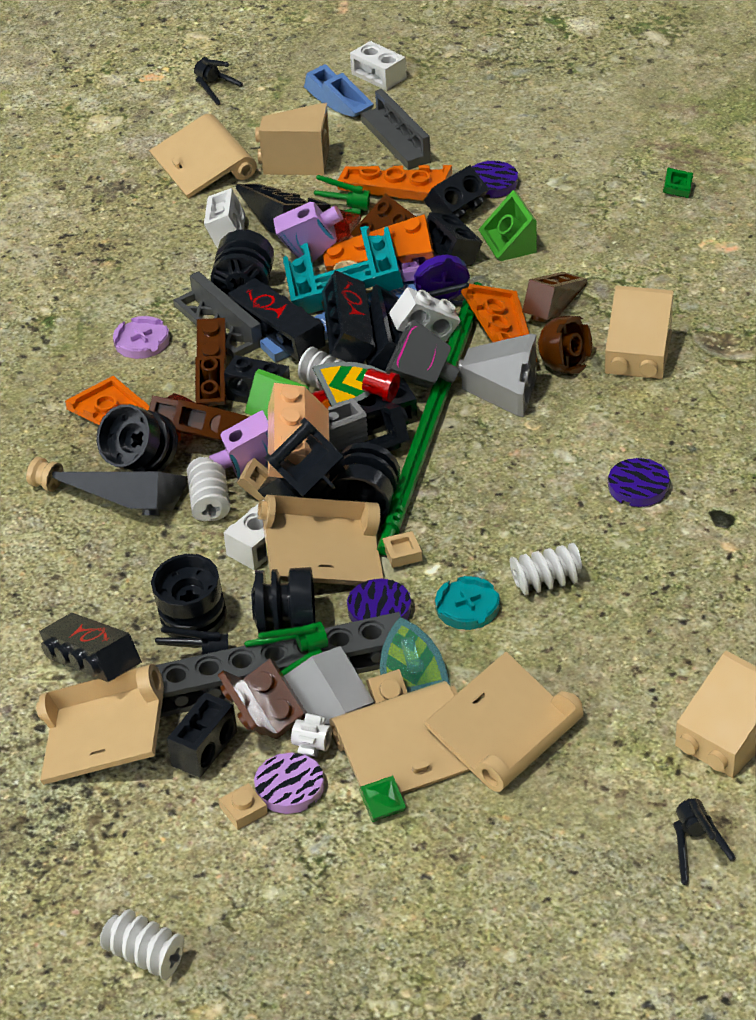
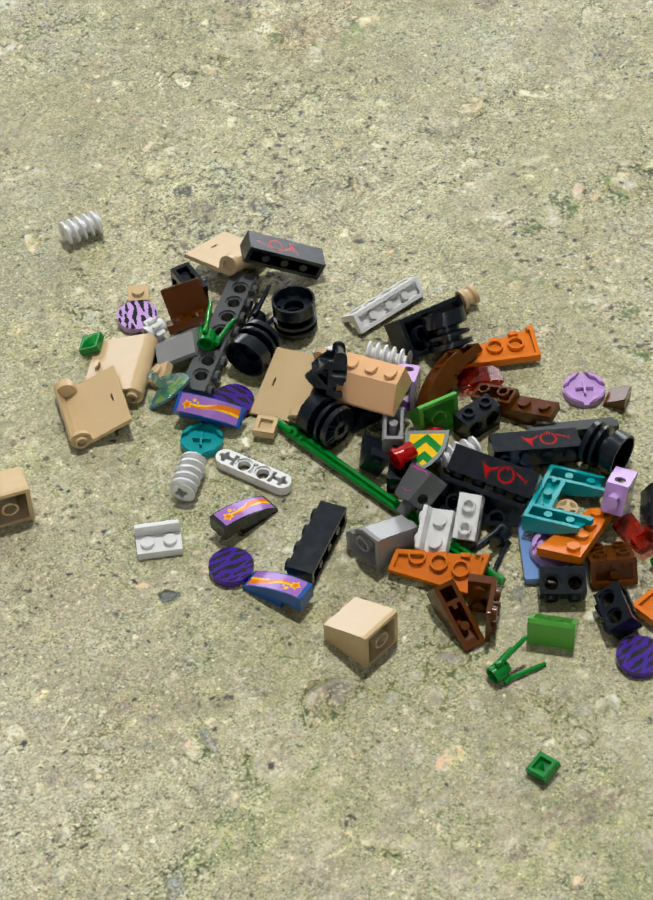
camera: 120 degrees right, 5 degrees up
(106, 536) = (384, 304): none -> white fence
(137, 303) = (618, 397): none -> slope
(424, 601) = (209, 410): none -> slope
(441, 273) = (509, 549): dark purple tile -> none
(458, 335) = (434, 529): none -> white bracket
(481, 531) = (237, 460): none -> white beam
(533, 258) = (484, 597): none -> reddish brown bracket
(549, 424) = (316, 542): none -> black brick
(562, 499) = (241, 516): none -> slope
(565, 344) = (385, 584): reddish brown cylinder -> none
(593, 241) = (500, 669): none -> green plant
(638, 419) = (280, 589): none -> slope
(659, 556) = (158, 539): none -> white bracket

